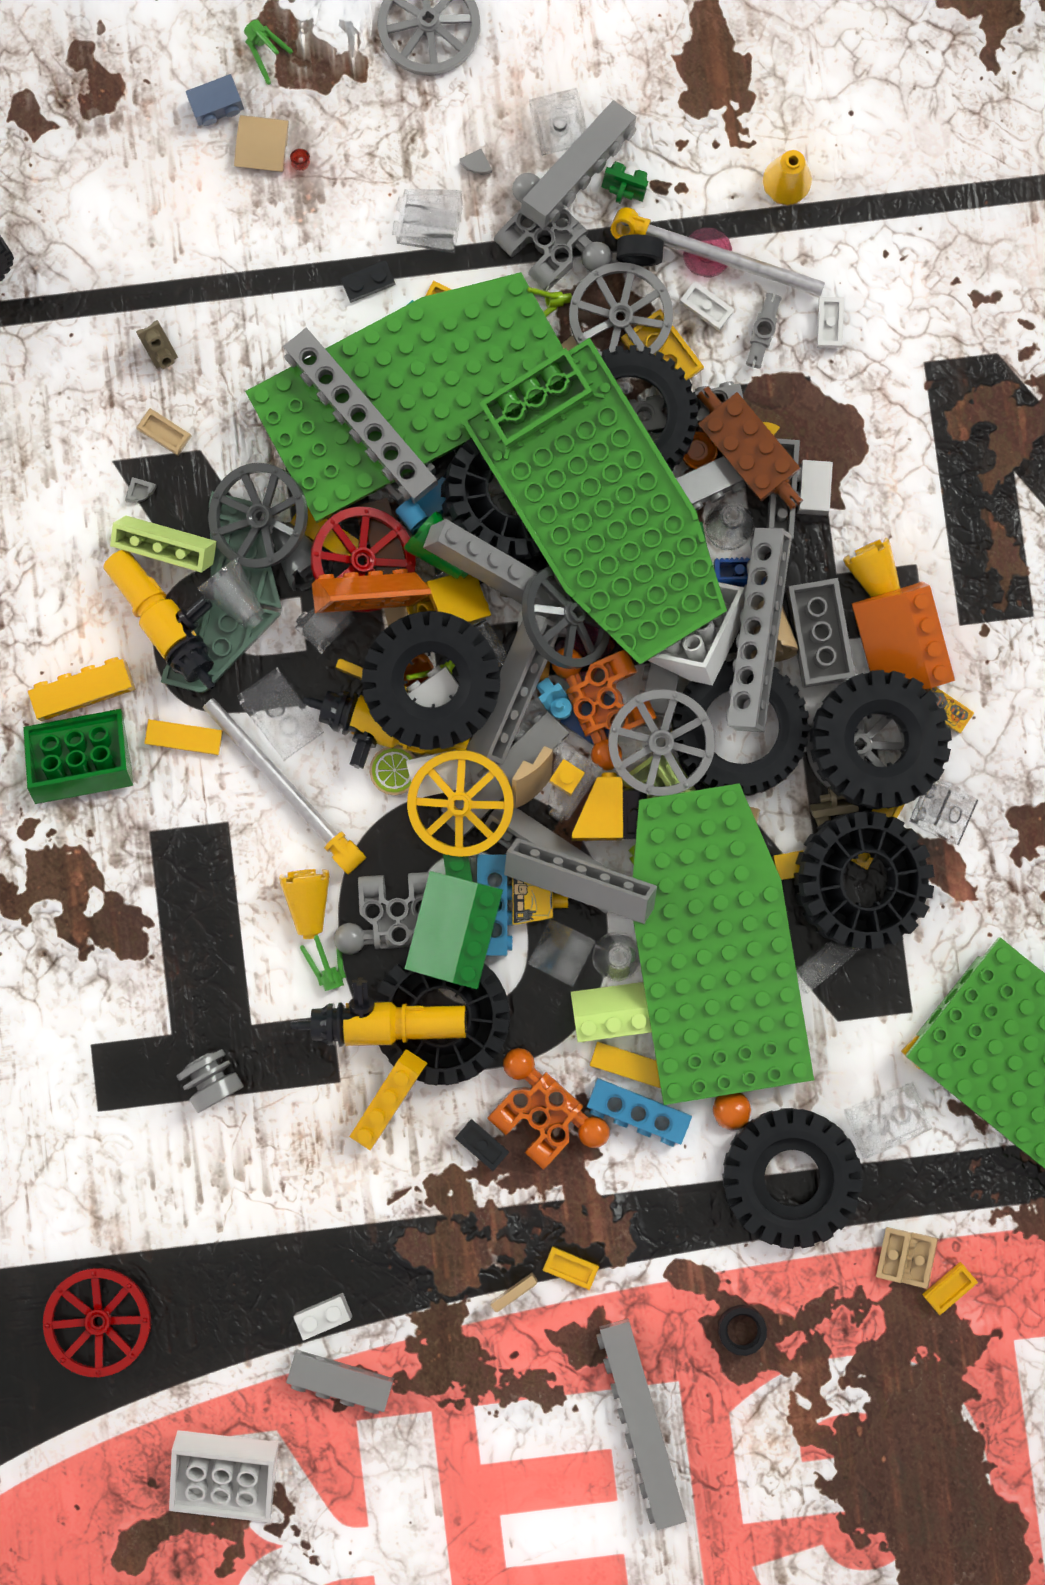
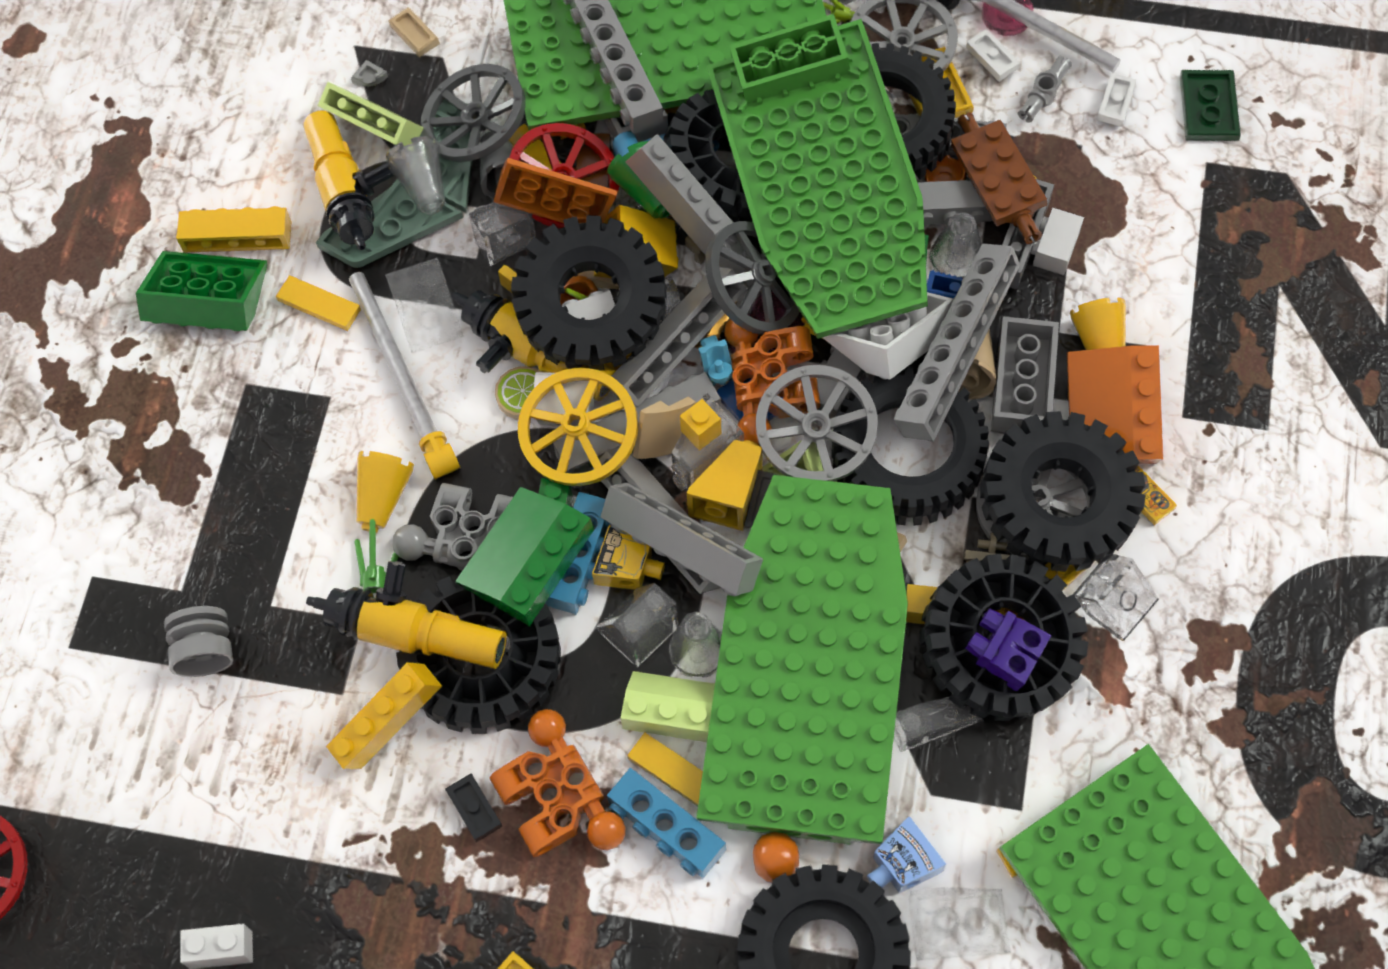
camera: 15 degrees right, 20 degrees down
(833, 1083) = (906, 858): none -> light blue torso
(870, 895) = (1011, 648): none -> dark purple hips
(914, 301) = (1209, 105): none -> dark green tile

